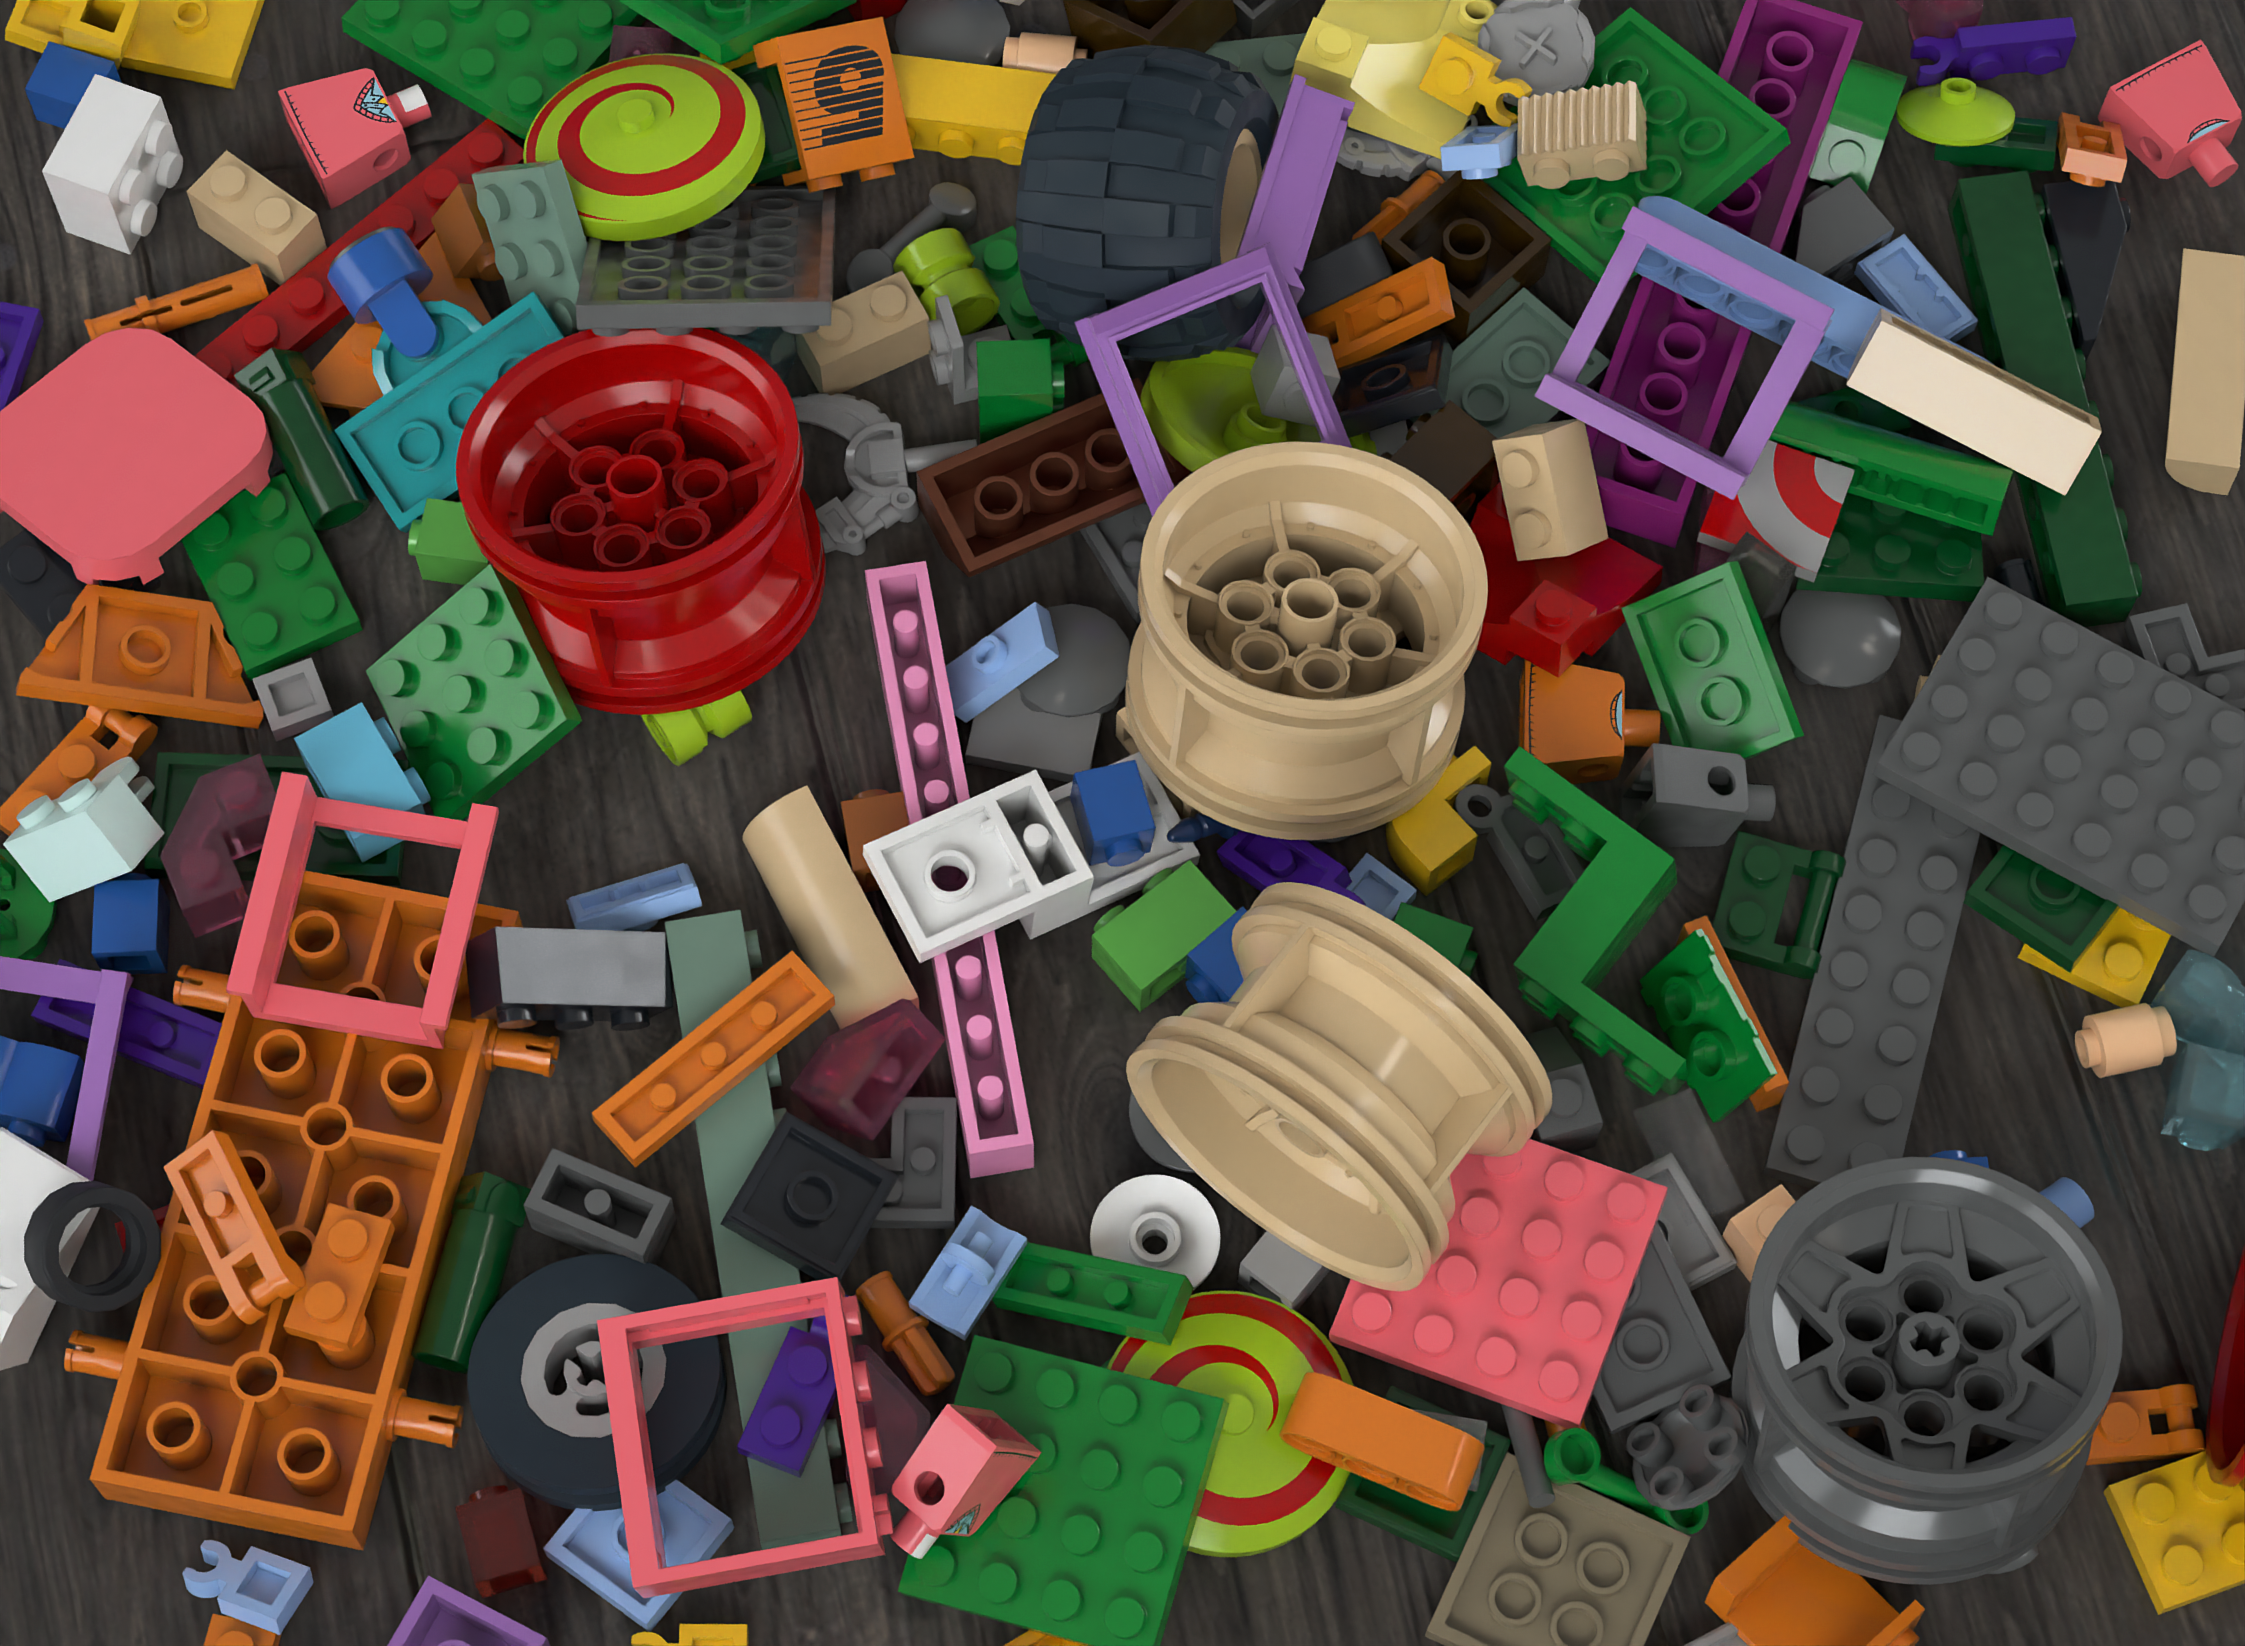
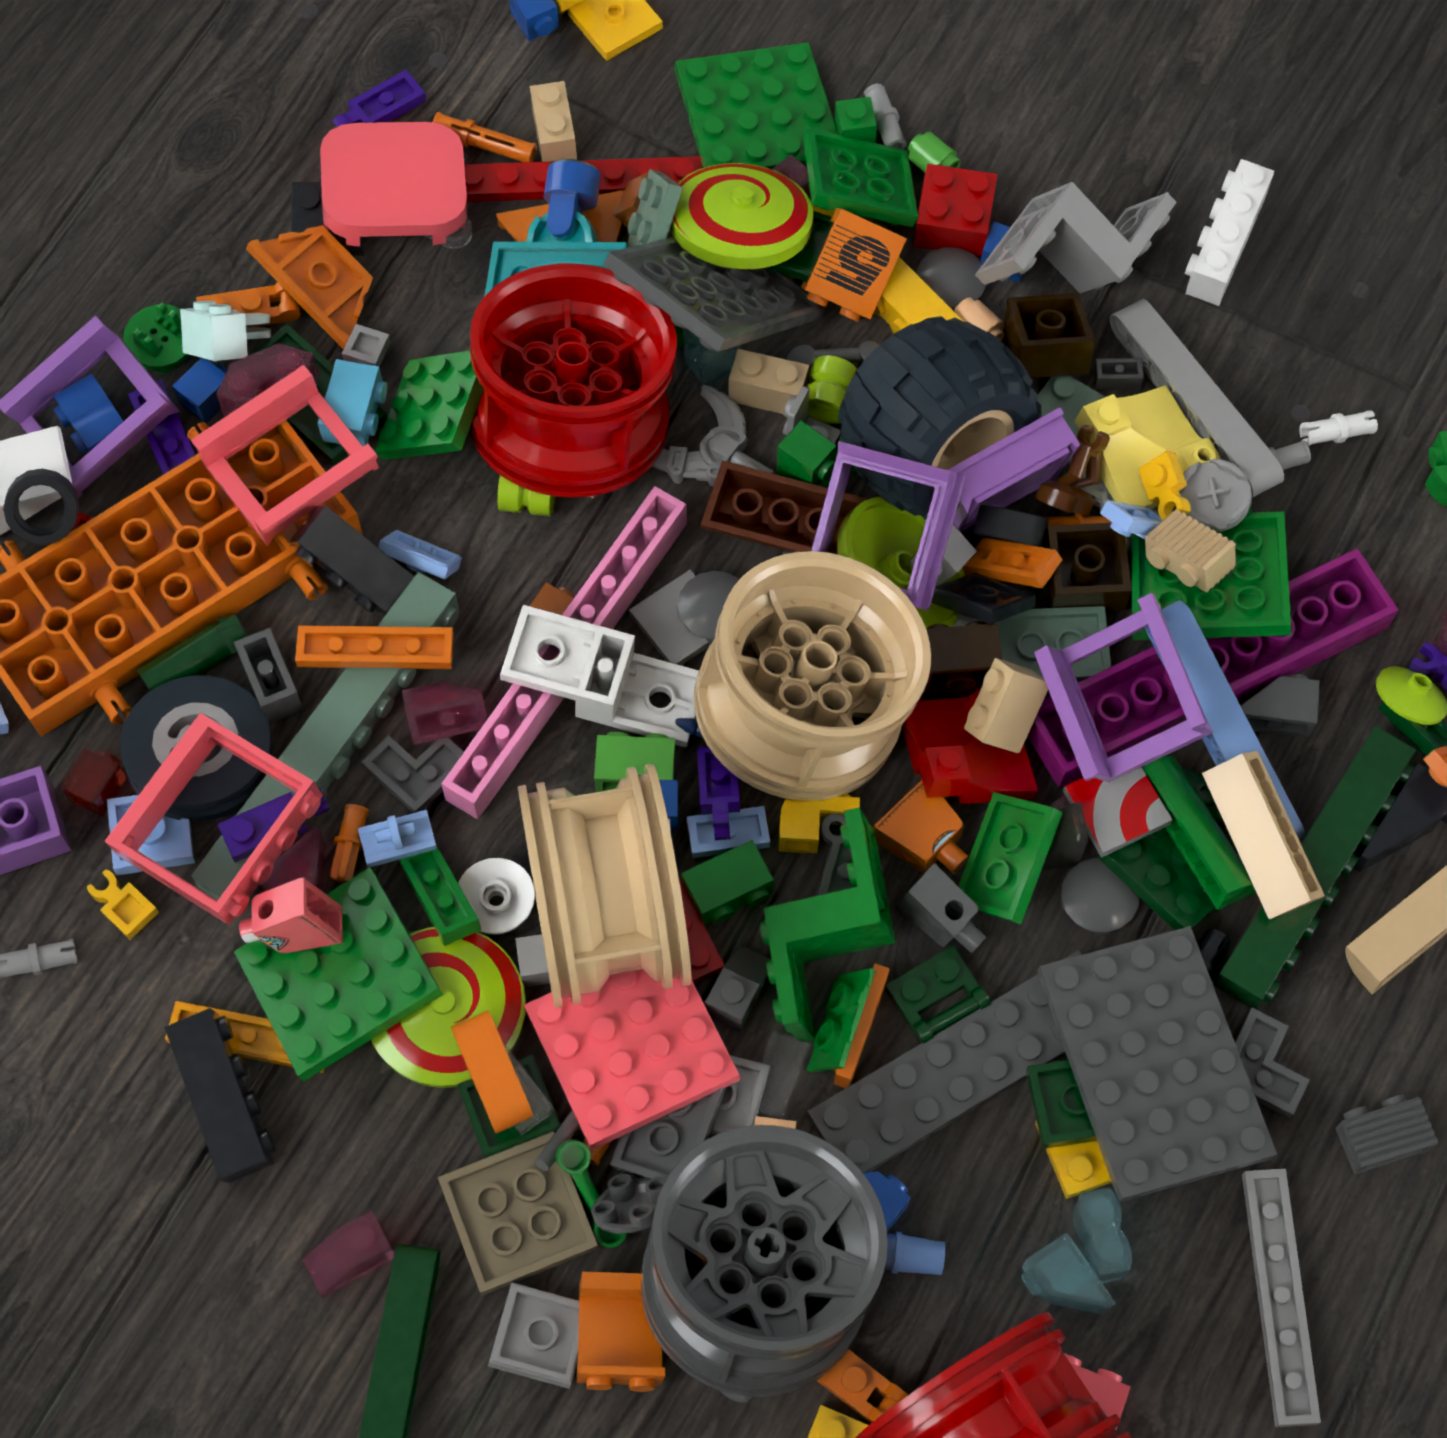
camera: 45 degrees right, 0 degrees up
(113, 164) = (512, 51): white brick -> none
(233, 1226) = (103, 547): orange plate -> none
(270, 579) = (410, 287): green plate -> none
(304, 437) = (472, 255): dark green piece -> none
(339, 1276) = (127, 606): orange plate -> none
(352, 130) = (633, 116): coral torso -> none
(809, 1199) = (357, 745): black tile -> none
(826, 908) = (512, 587): tan brick -> none
(1001, 661) = (680, 579): light blue plate -> none
(1112, 814) = (658, 688): blue brick -> none
(1359, 185) = (1066, 490): none -> reddish brown piece
(1858, 124) = (1355, 657): green brick -> none
(1913, 288) = (1303, 766): light blue plate -> none
(2125, 1039) = (1042, 1205): light nougat brick -> none

